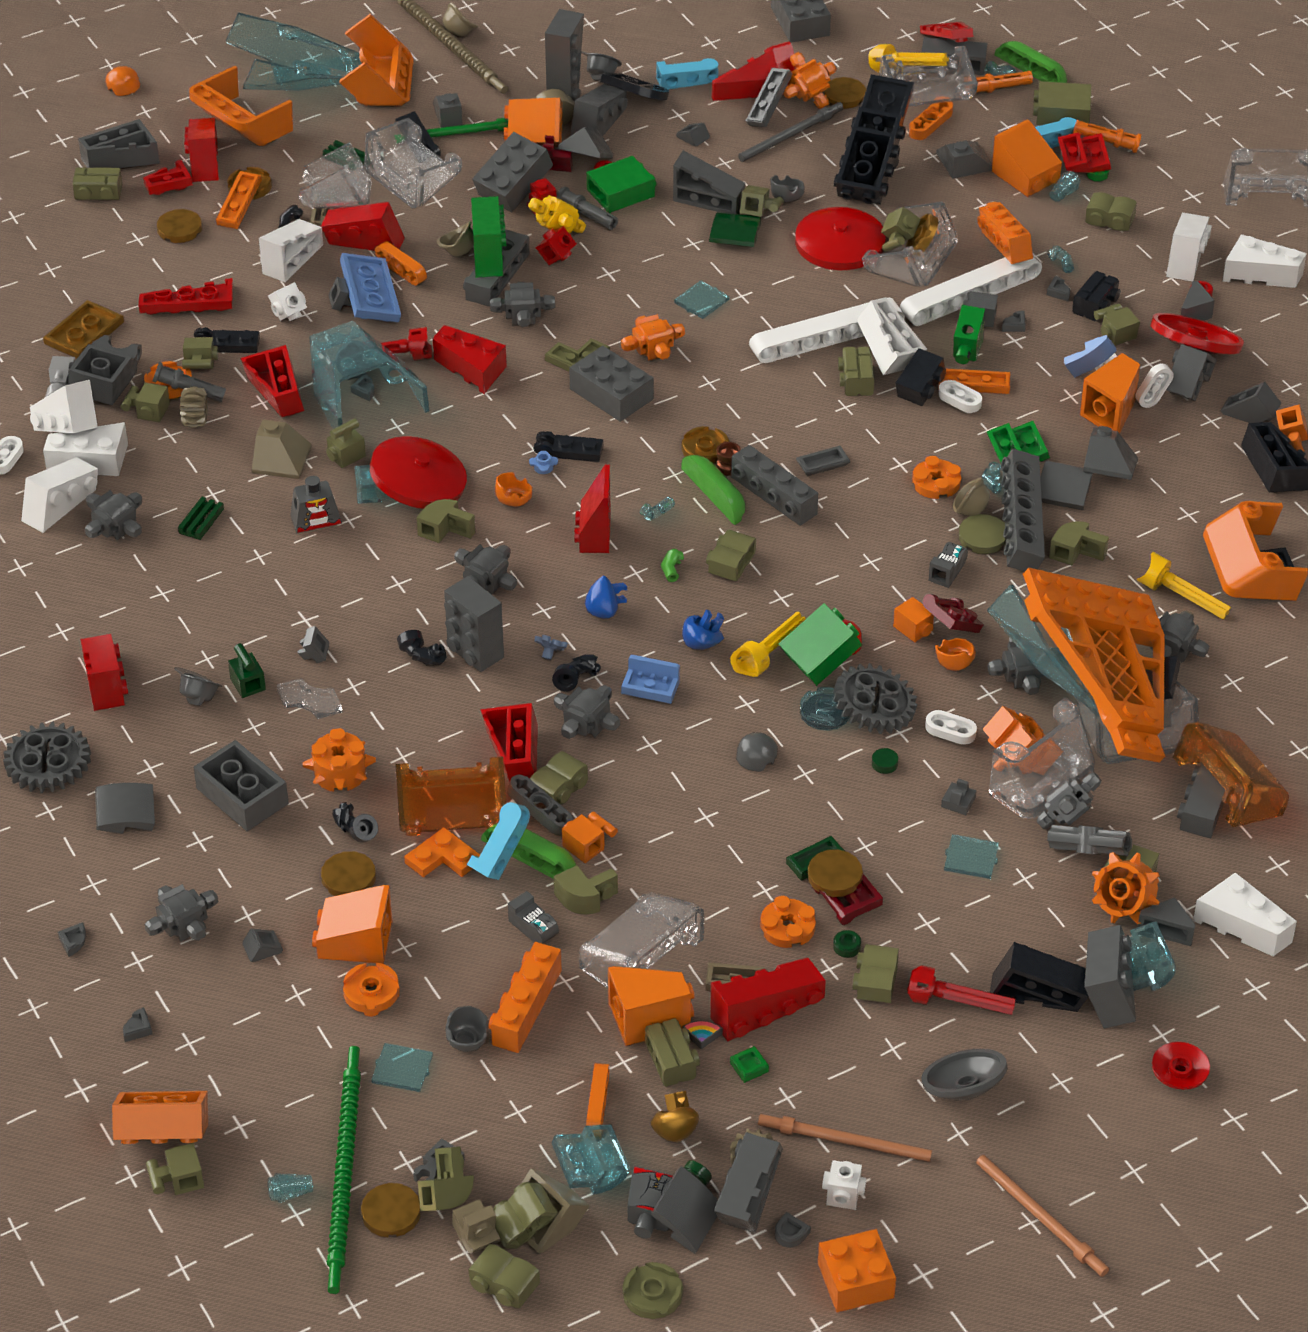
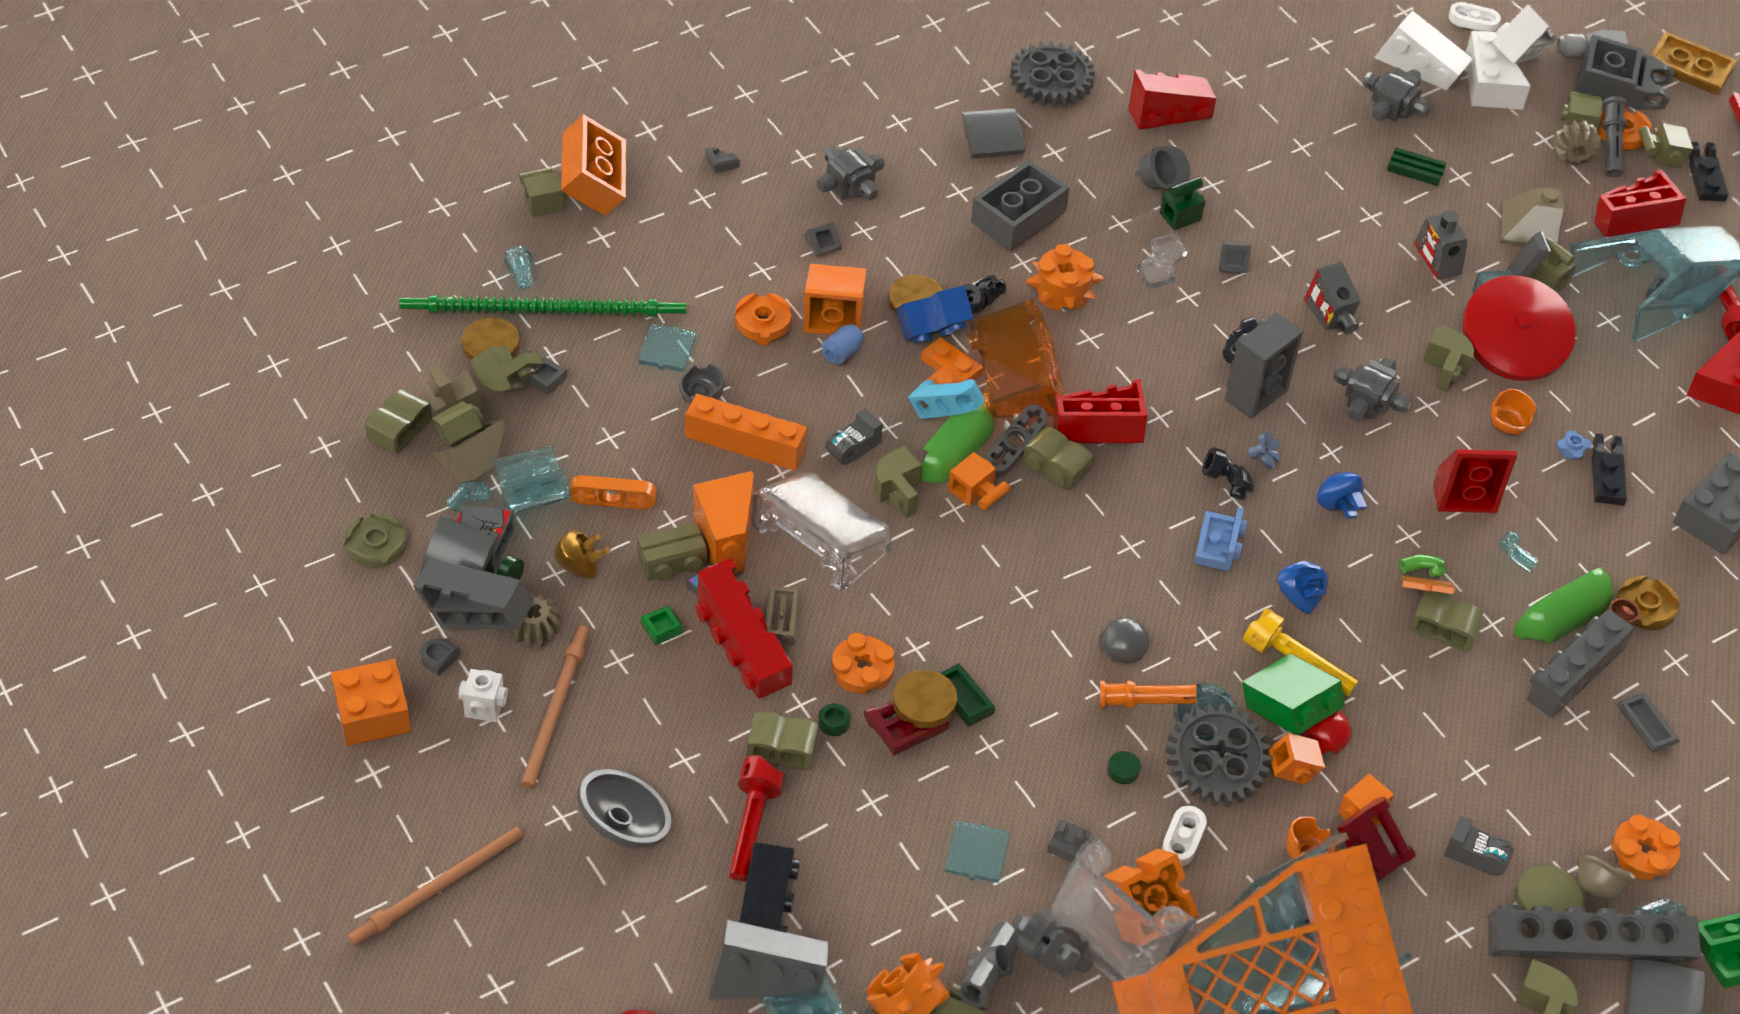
camera: 85 degrees right, 5 degrees up
(73, 938) = (827, 111): dark grey tile -> none
(342, 452) = (1530, 256): none -> dark grey tile
(379, 581) = (1333, 298): none -> dark grey torso
(386, 845) = (942, 312): none -> blue brick
(412, 926) = (842, 344): none -> medium blue brick
(586, 711) = (1159, 478): dark grey piece -> none
(597, 1218) = (468, 492): none -> clear light blue arm
(701, 558) = (1427, 584): none -> orange piece
(818, 746) = (1129, 694): none -> orange pin
(879, 651) = (1296, 758): none -> orange brick

